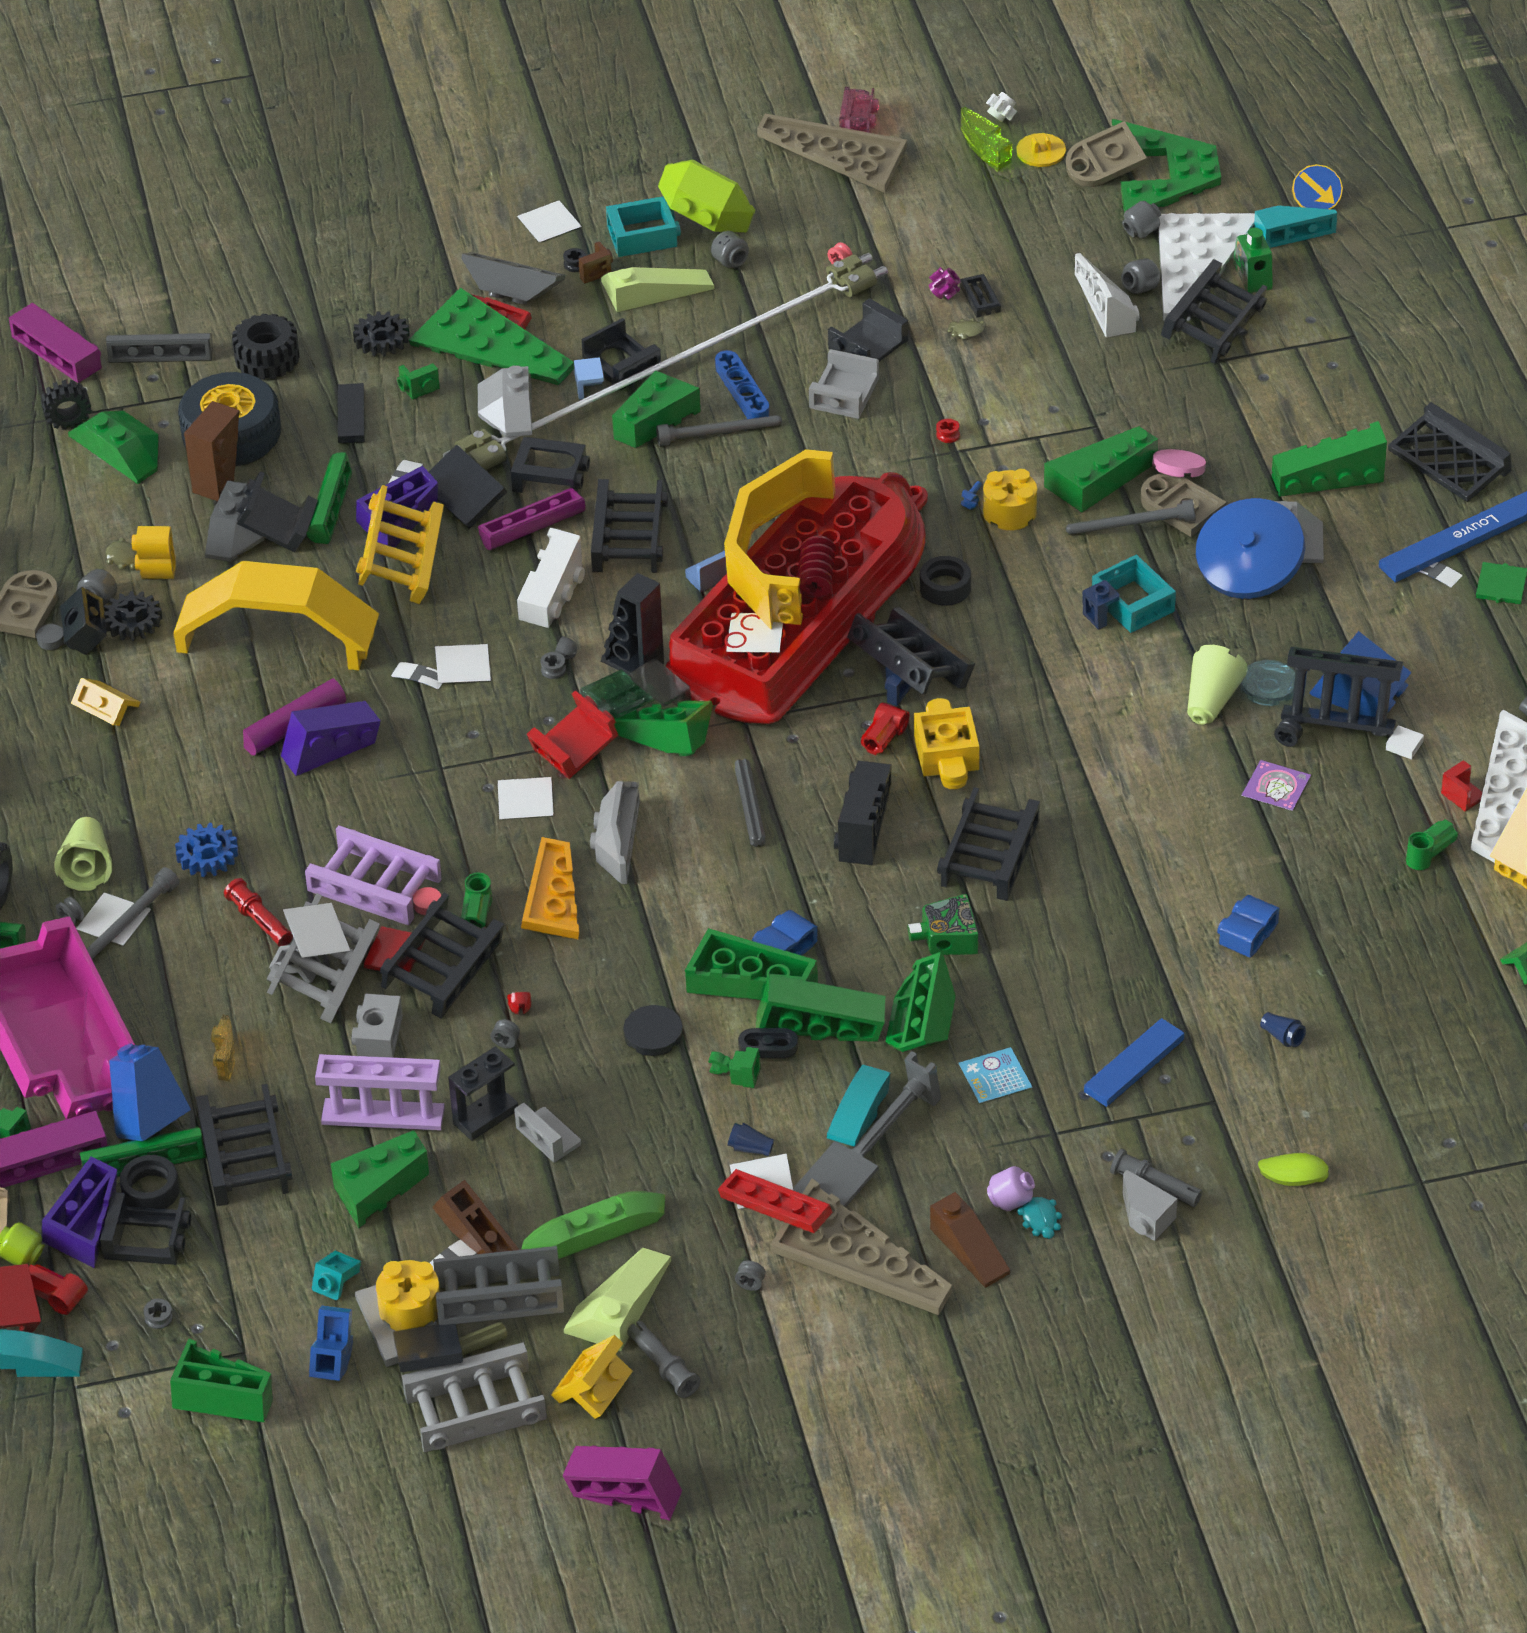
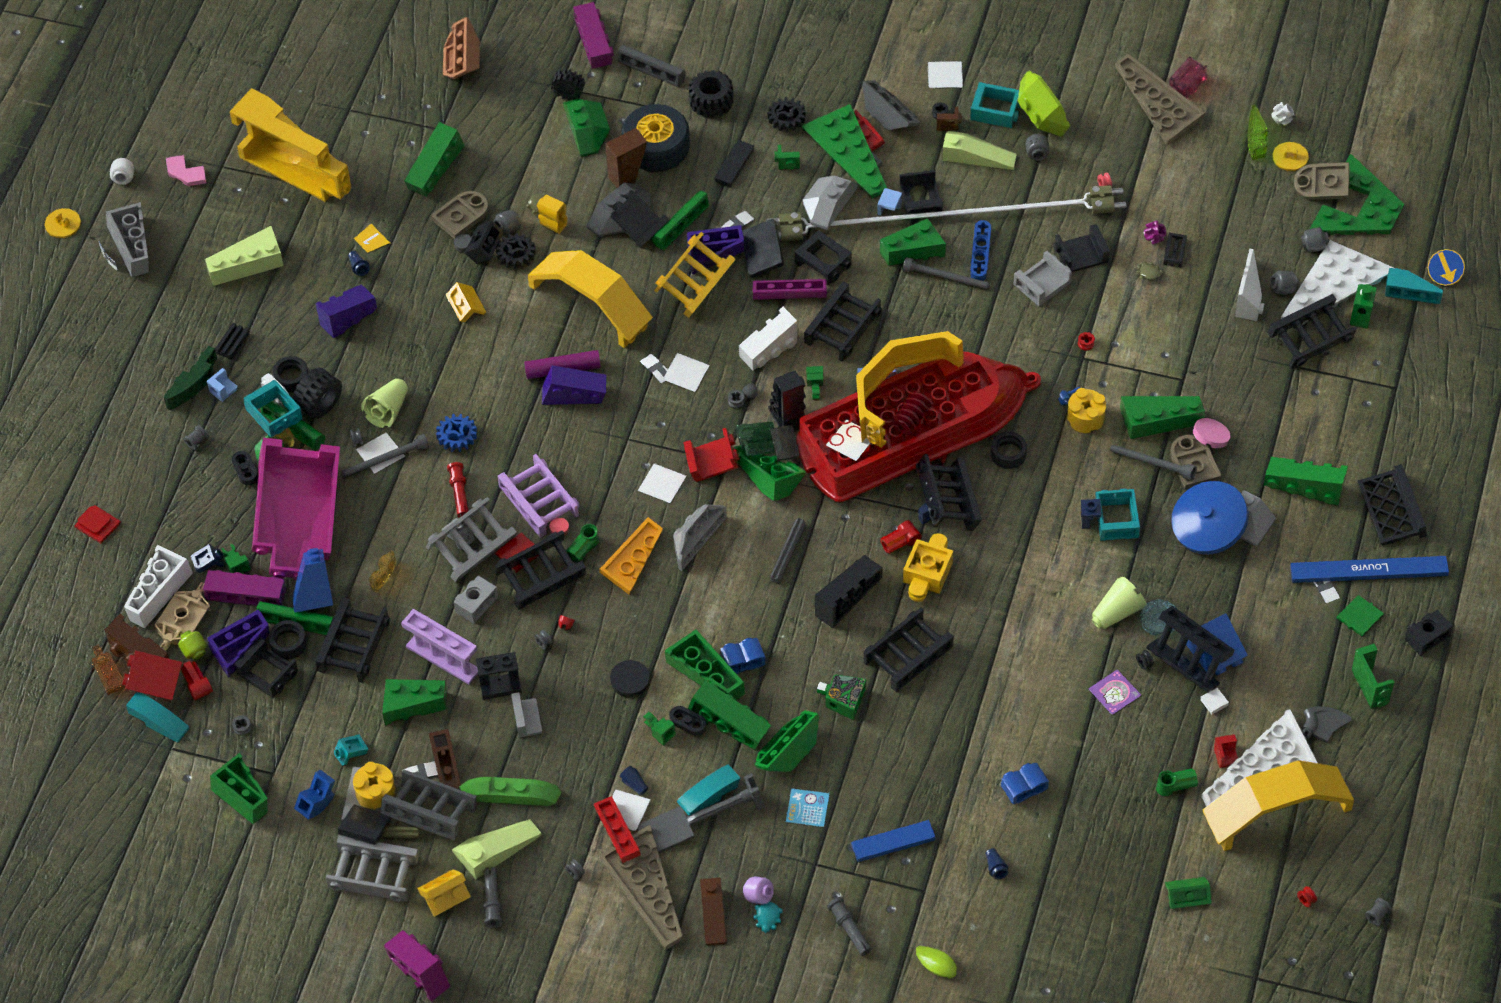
camera: 30 degrees right, 10 degrees up
(316, 930) = (473, 521): white sticker -> none
(1147, 1206) = (830, 943): light grey slope -> none

